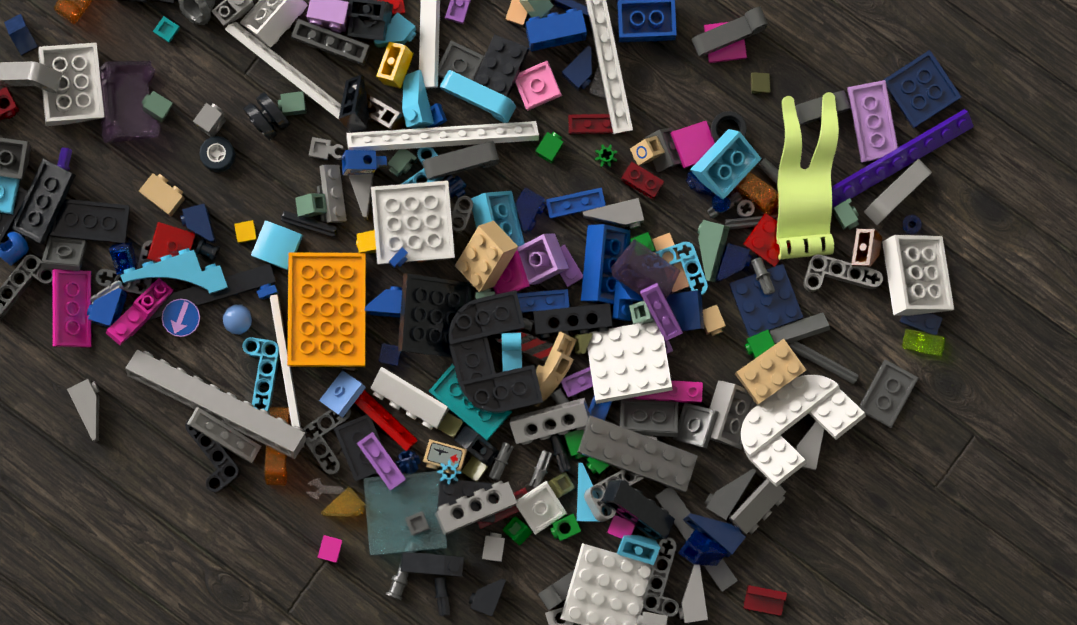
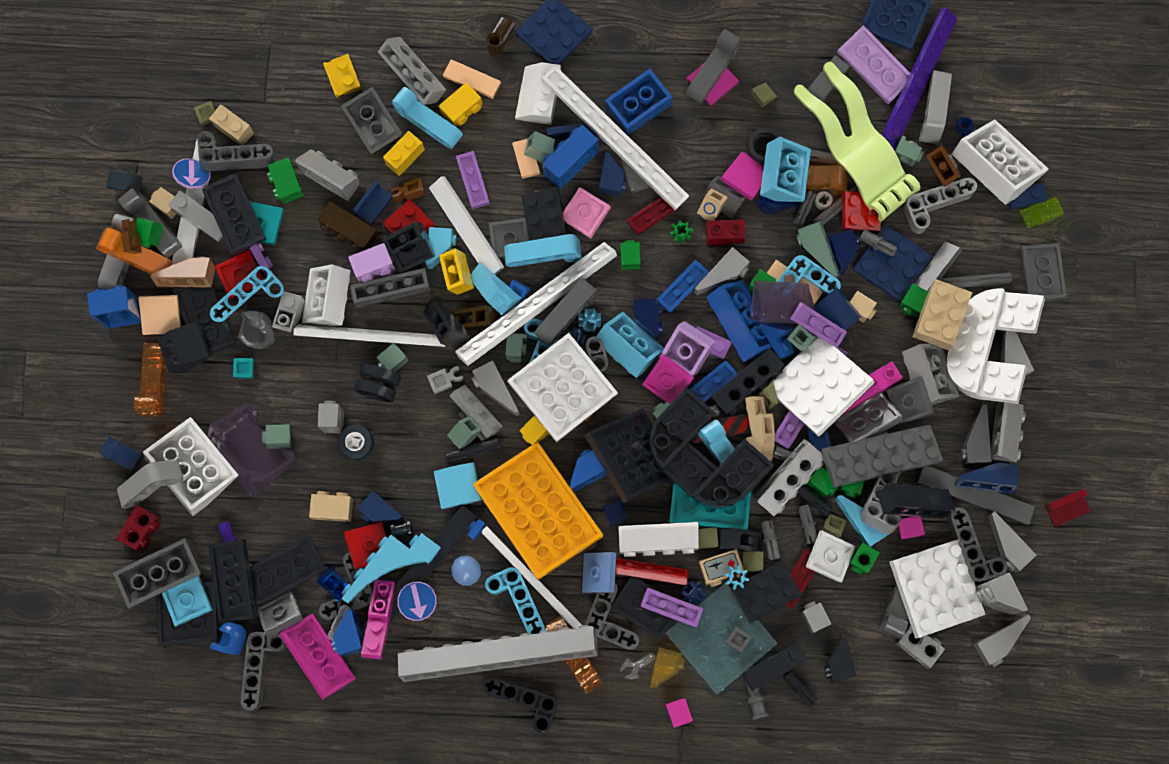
camera: 30 degrees left, 5 degrees down
(87, 404) = (384, 729): light grey slope -> none
(224, 435) = (522, 676): light grey plate -> none
(245, 231) = (423, 492): yellow tile -> none
(354, 165) = (484, 367): blue torso -> none
(399, 258) = (573, 423): blue plate -> none
(478, 179) = (589, 319): none -> medium azure gear
(486, 256) = (642, 375): tan brick -> none
(505, 501) = (768, 620): light grey brick -> none
(517, 530) = (824, 589): green slope -> none
(639, 548) = (939, 534): medium azure slope -> none
(702, 550) = (990, 500): clear blue slope -> none
(719, 204) = (802, 208): clear blue plate -> none

